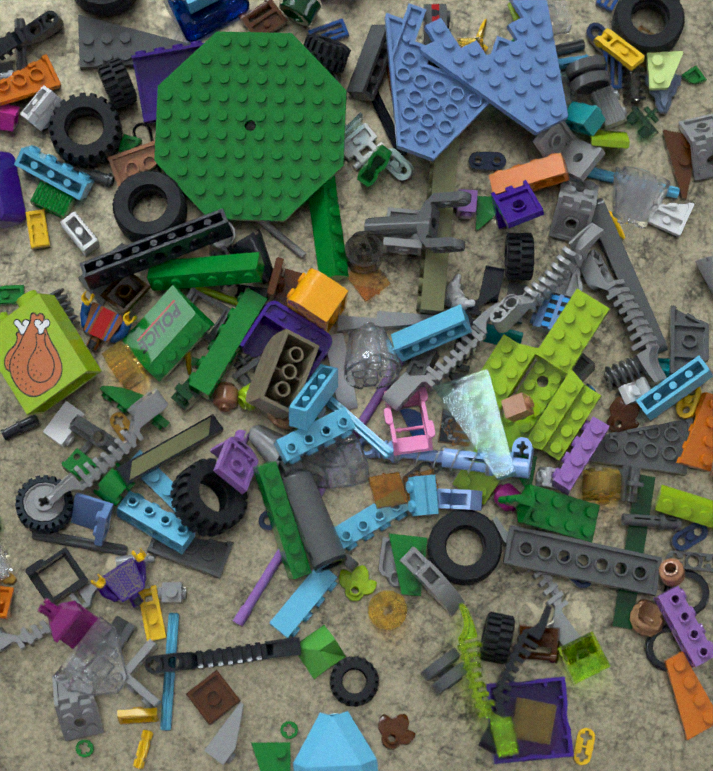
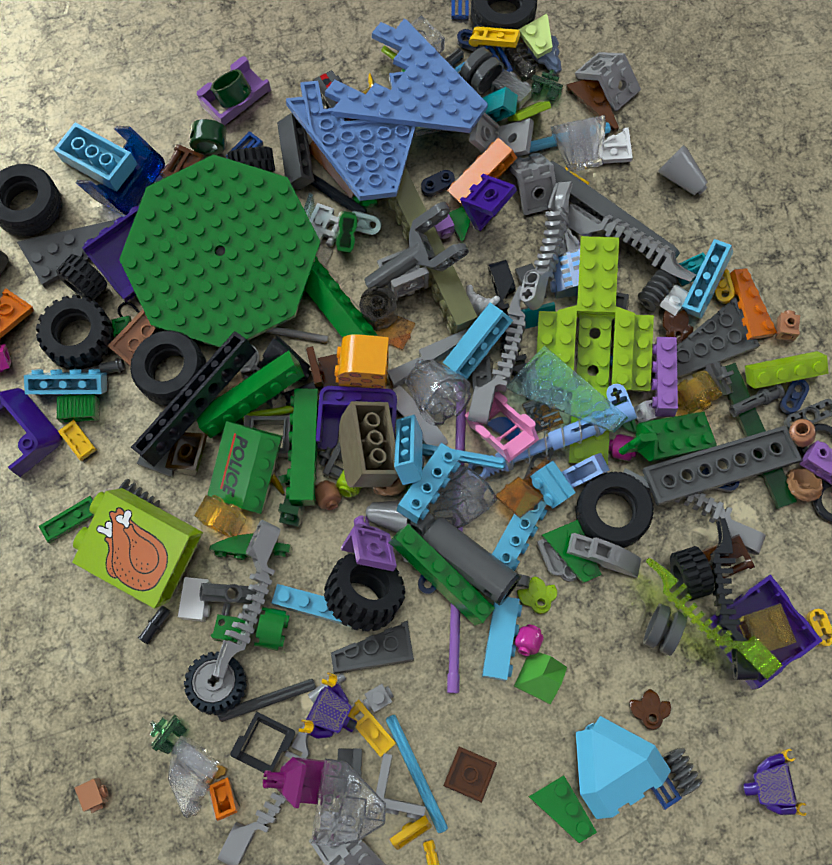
camera: 25 degrees left, 5 degrees down
(41, 108) = (23, 334): white brick -> none
(80, 233) = (117, 423): white brick -> none
(92, 514) = (265, 667): medium blue bracket -> none
(103, 324) = (181, 491): torso -> none
(117, 428) = (245, 577): pearl gold beam -> none
(155, 522) = (326, 641): medium azure brick -> none
(169, 449) = (303, 570): tile -> none
(225, 741) = (505, 809): light grey slope -> none
(229, 656) = (471, 720): black piece -> none
(293, 725) = (553, 770): green bush -> none
(325, 615) = (529, 640): none -> dark pink head
(341, 669) = (606, 685): black tyre -> none
(384, 600) = (588, 596): clear yellow brick -> none
(518, 407) = (591, 361): nougat brick -> none
(519, 256) = (513, 240): black tyre -> none
(583, 658) = (775, 550): clear neon green slope -> none
(687, 339) = (690, 236): dark grey wing -> none
(693, 76) = (565, 32): green tile -> none

